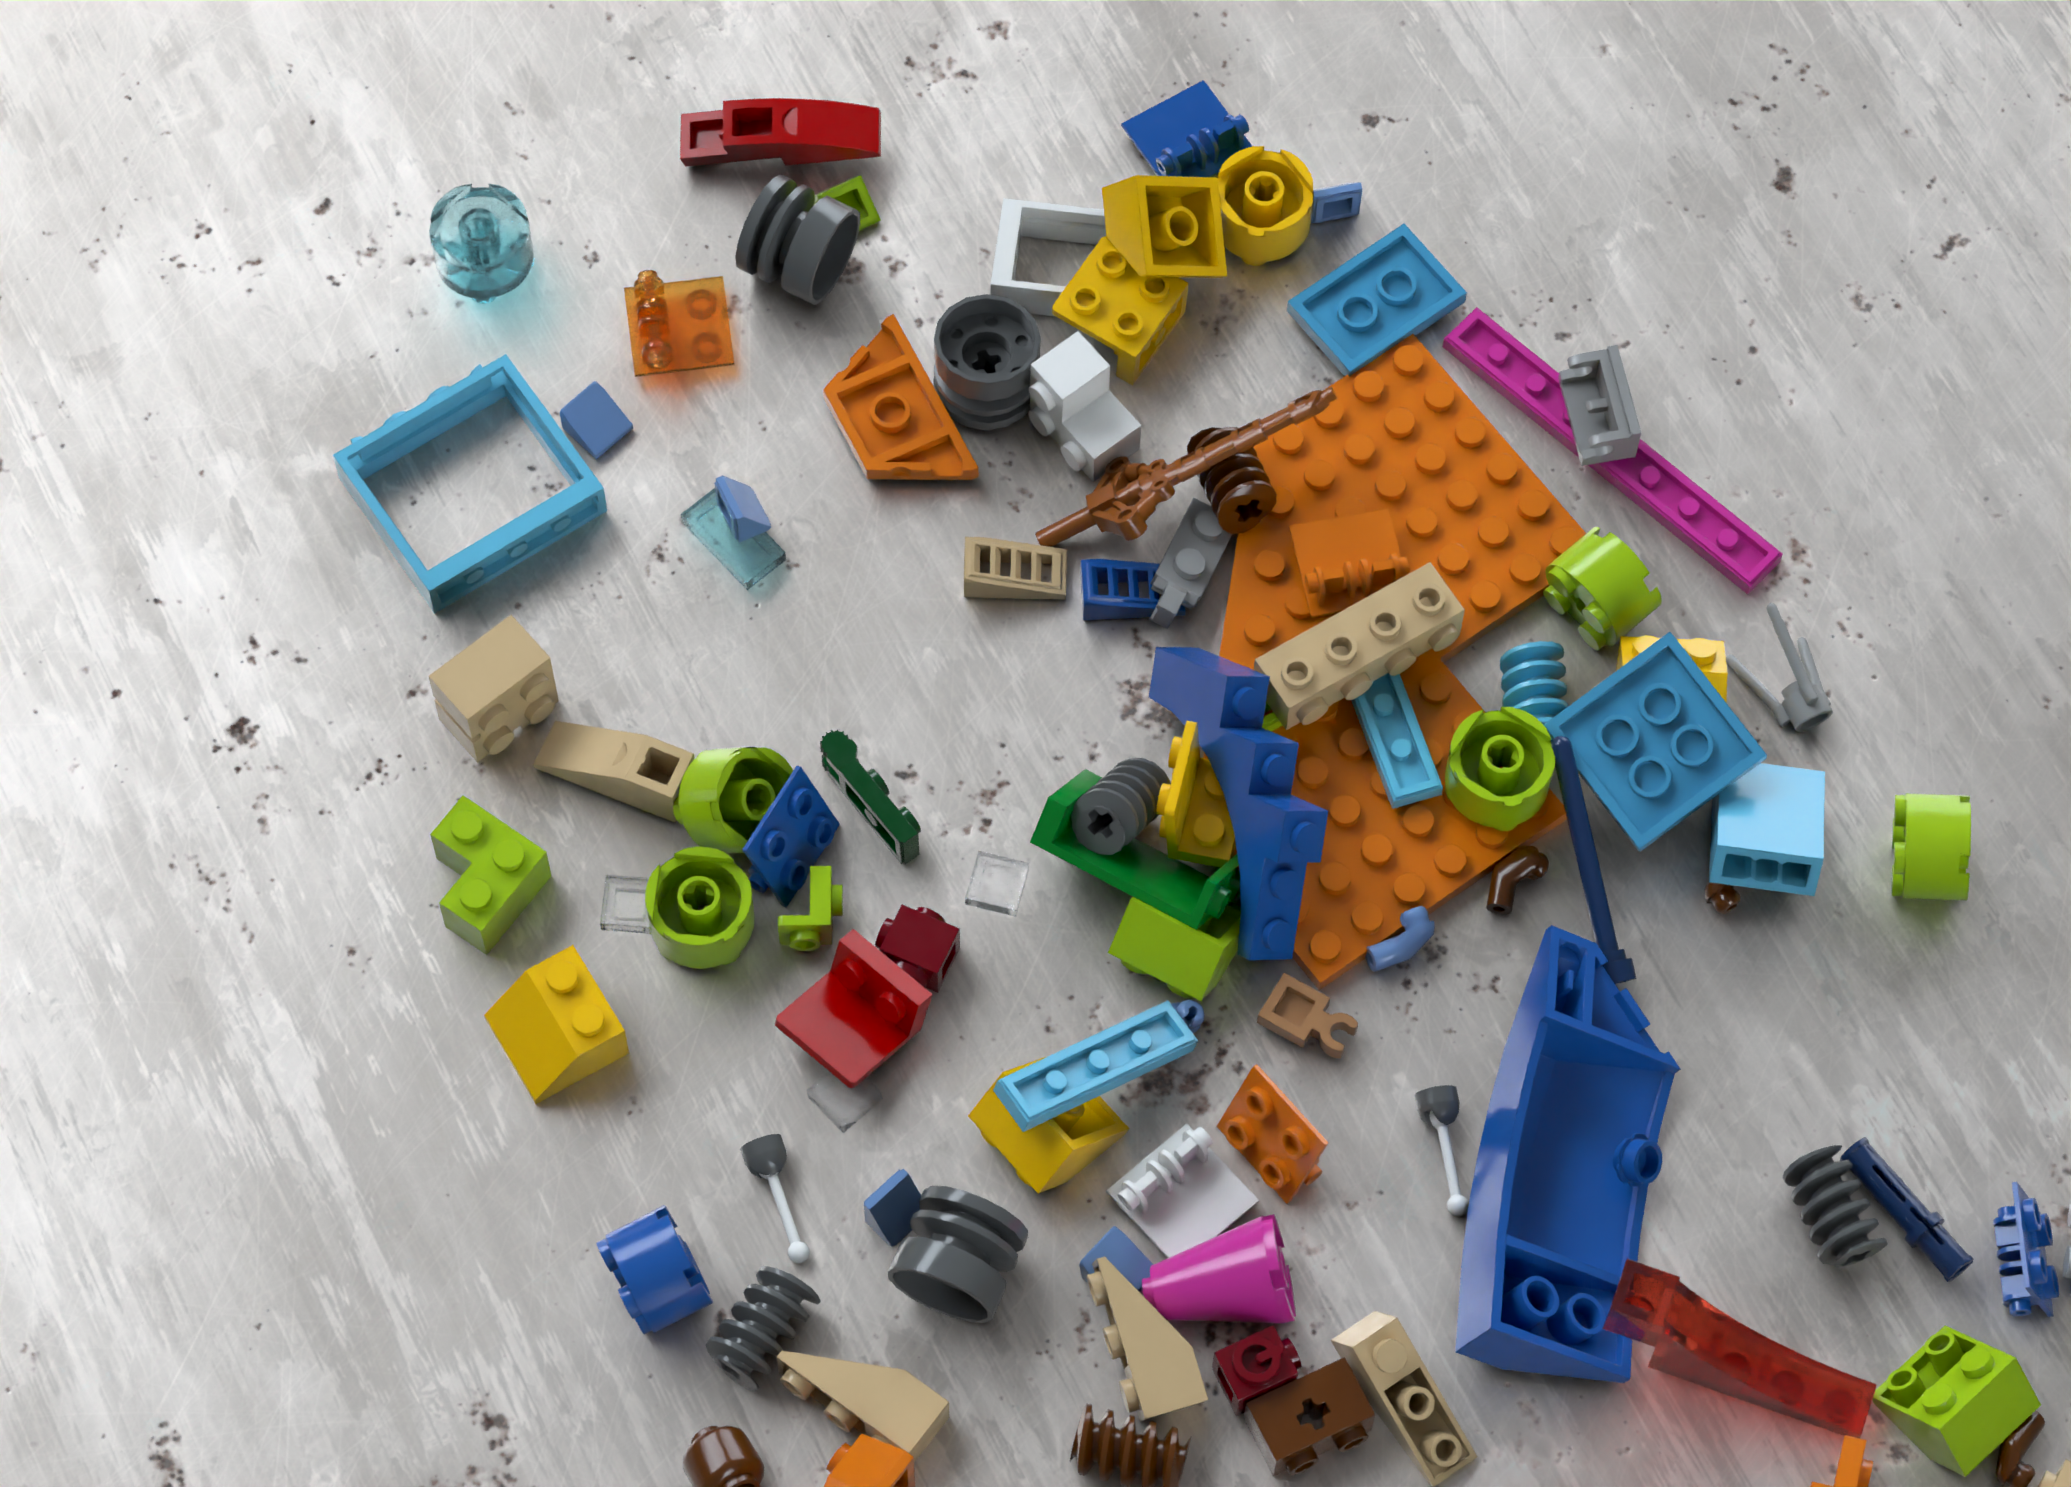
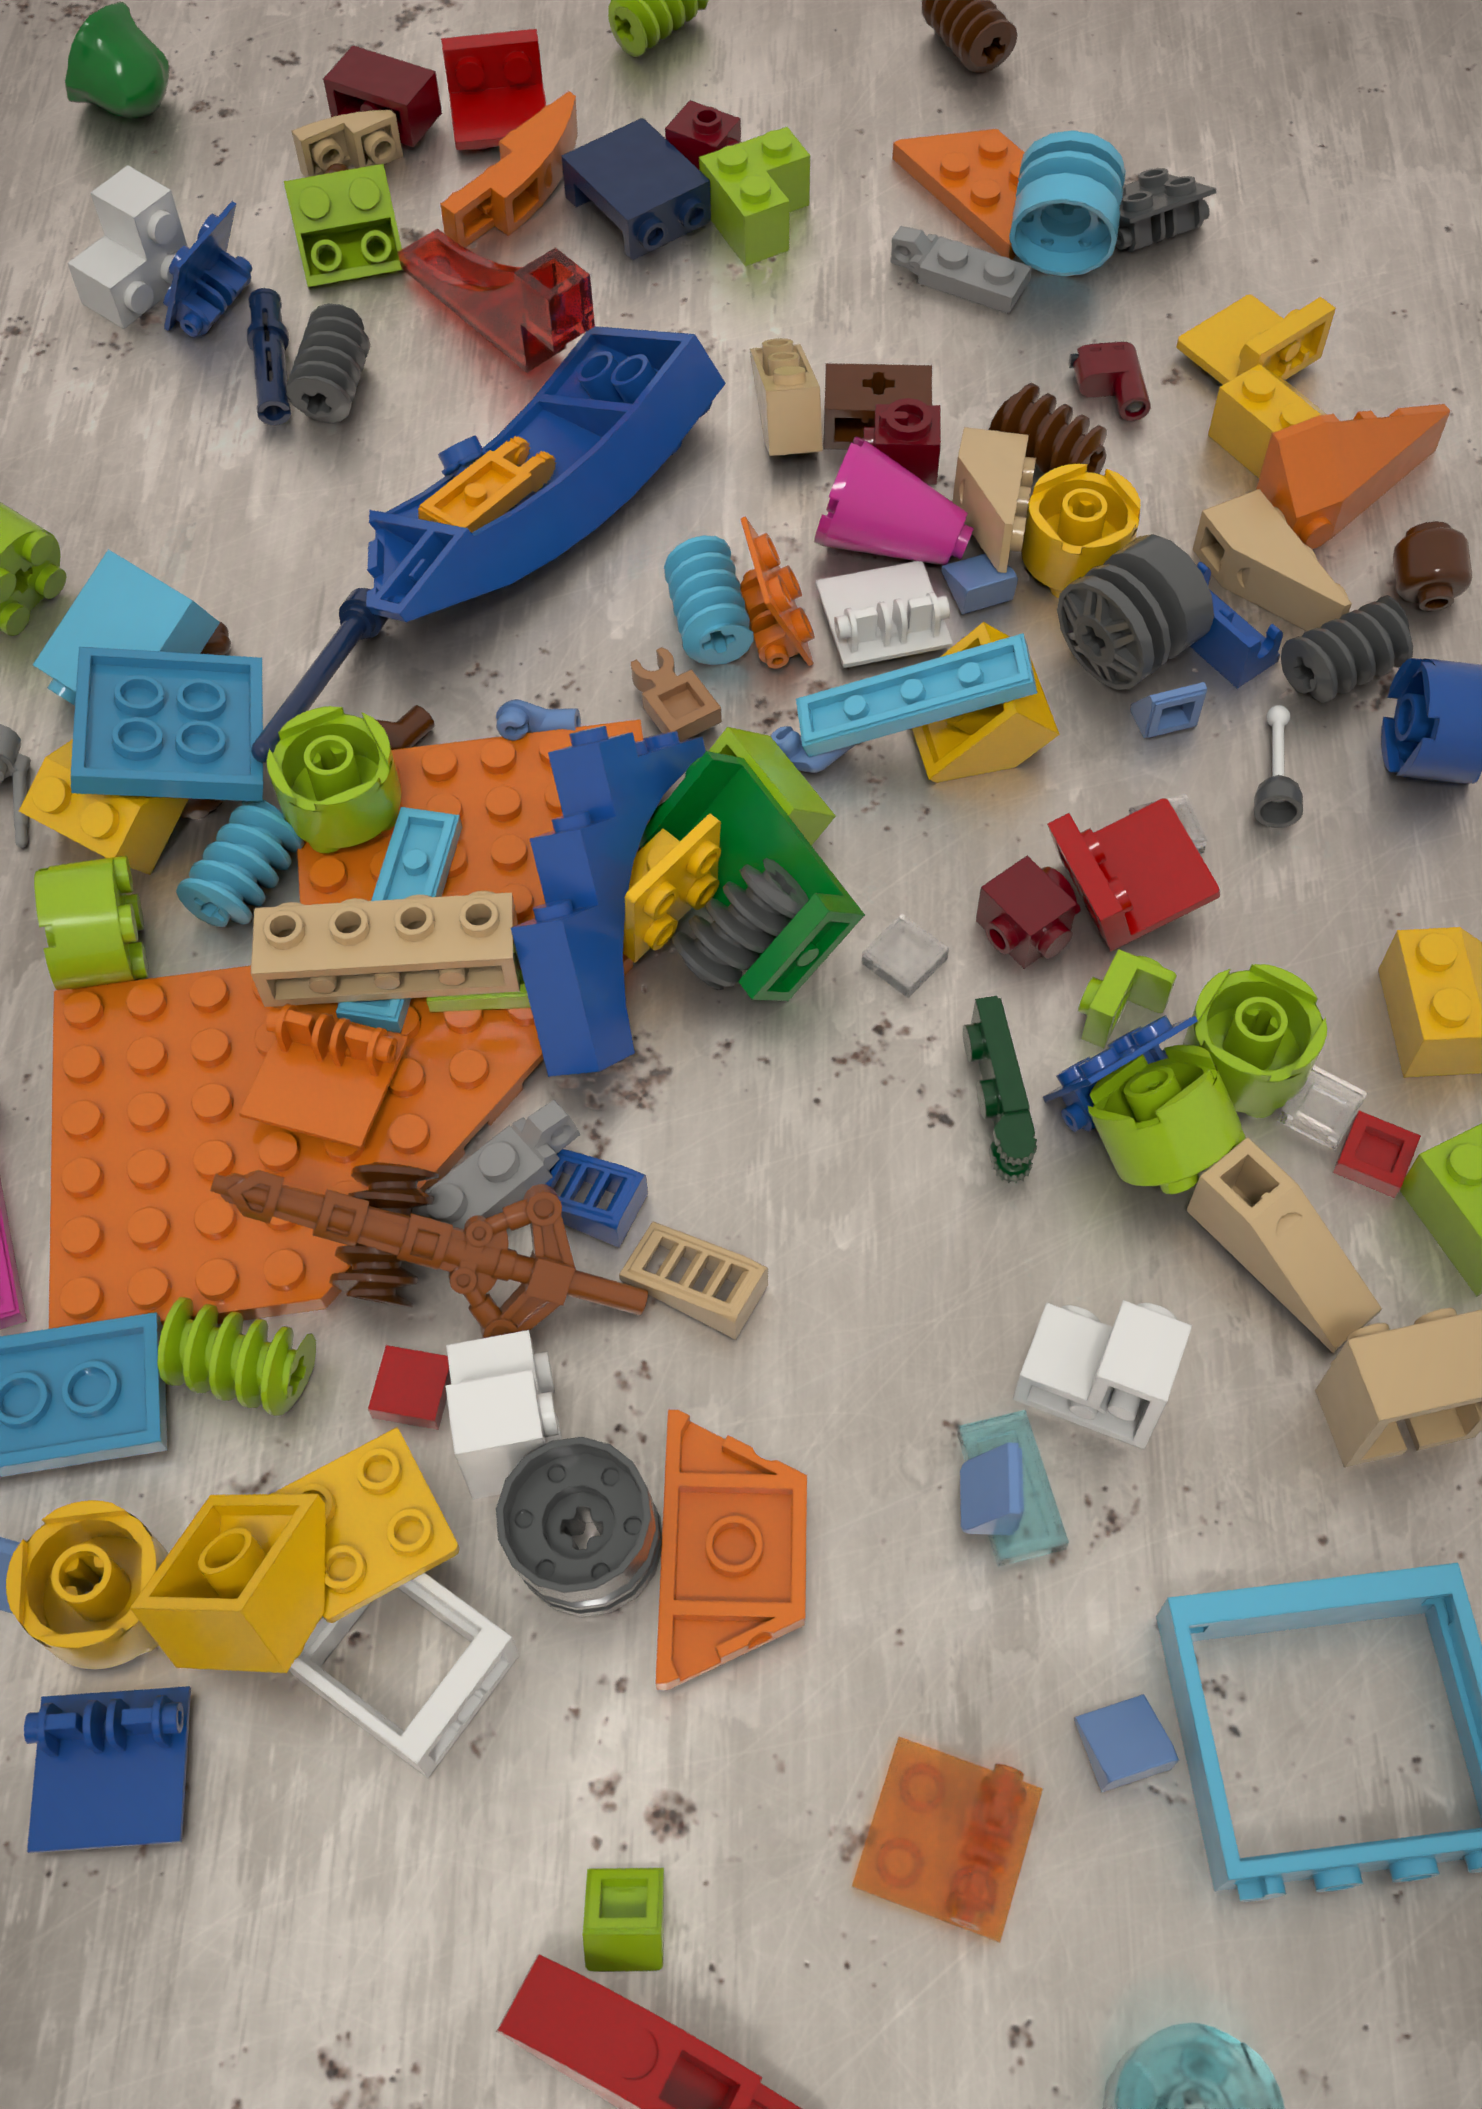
camera: 150 degrees left, 5 degrees down
(576, 887) = (1376, 1154): none -> red tile
(705, 619) = (1103, 1373): none -> white brick
(797, 239) = (738, 1860): dark grey wheel -> none
(884, 1313) = (1234, 645): none -> blue hinge
(1053, 1371) = (1077, 523): none -> yellow brick
(1160, 417) = (410, 1388): none -> red tile
(1278, 367) = (234, 1362): none -> lime piece
(1332, 1116) = (708, 601): none -> medium azure piece
(1438, 1109) = (605, 569): hinge -> none
(1590, 1126) = (489, 486): none -> light orange hinge

